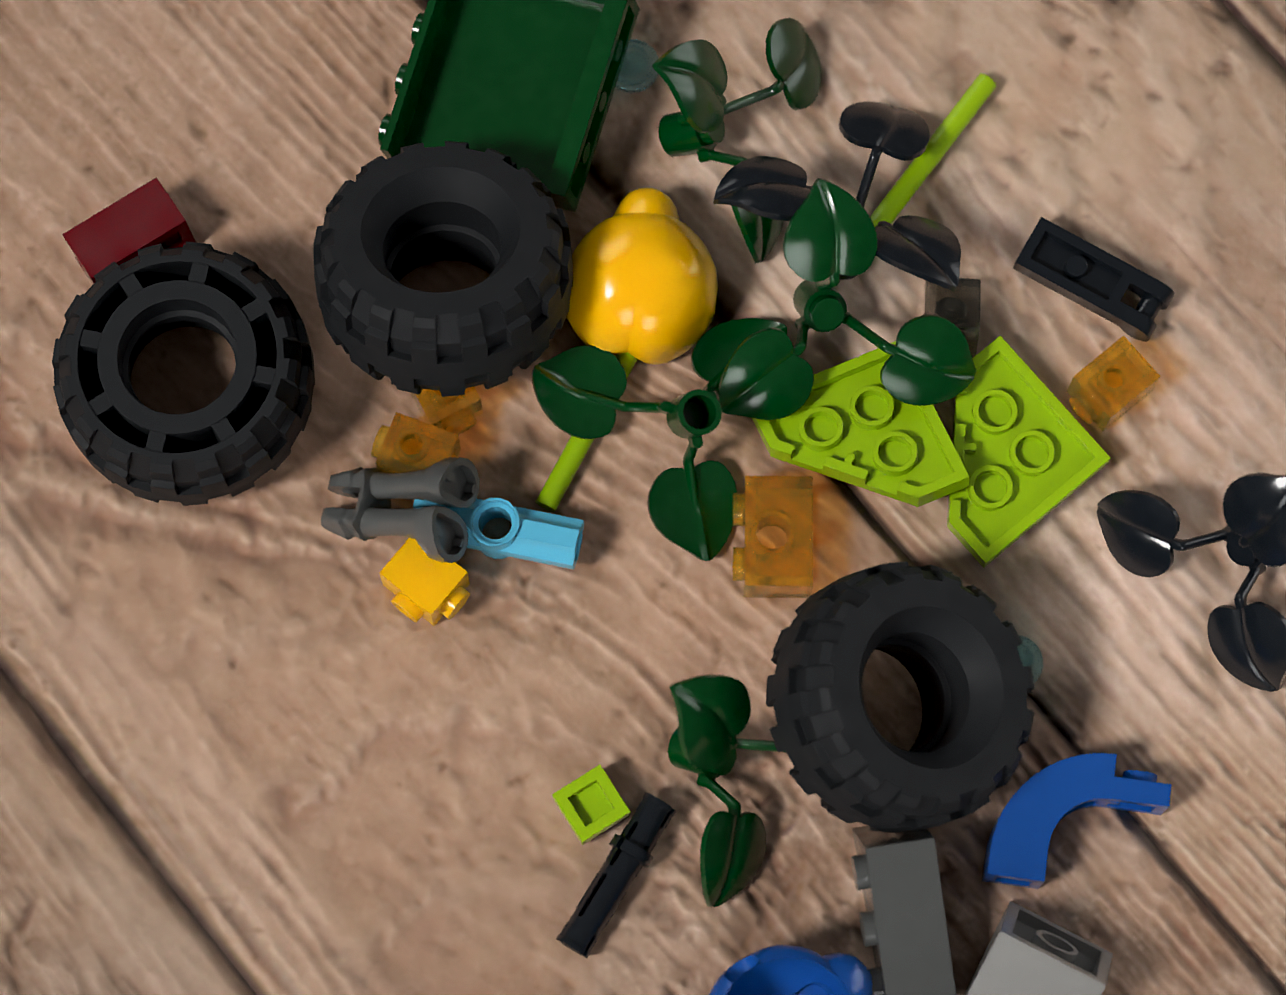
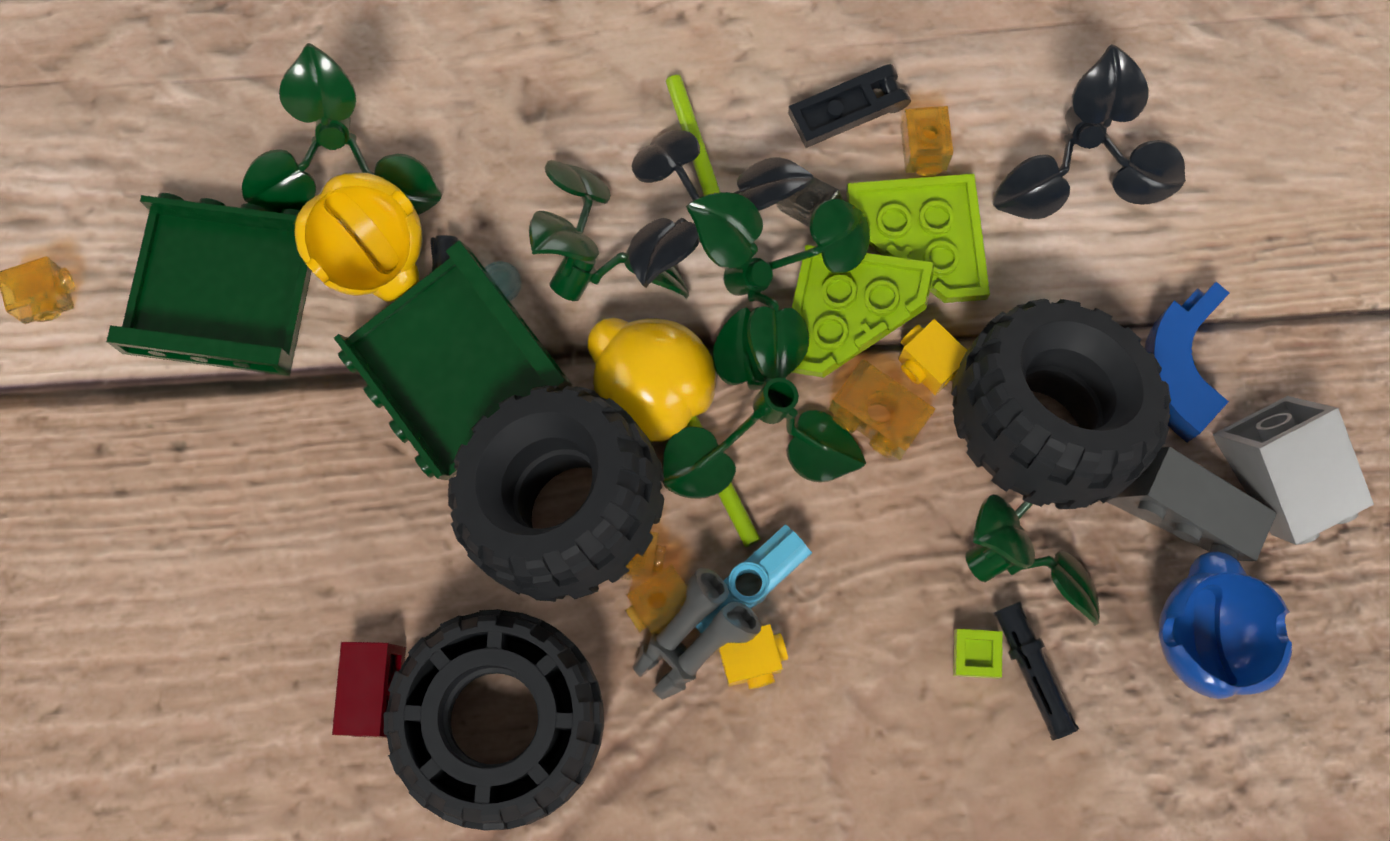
camera: 50 degrees left, 0 degrees up
(872, 539) = (931, 356): none -> yellow brick

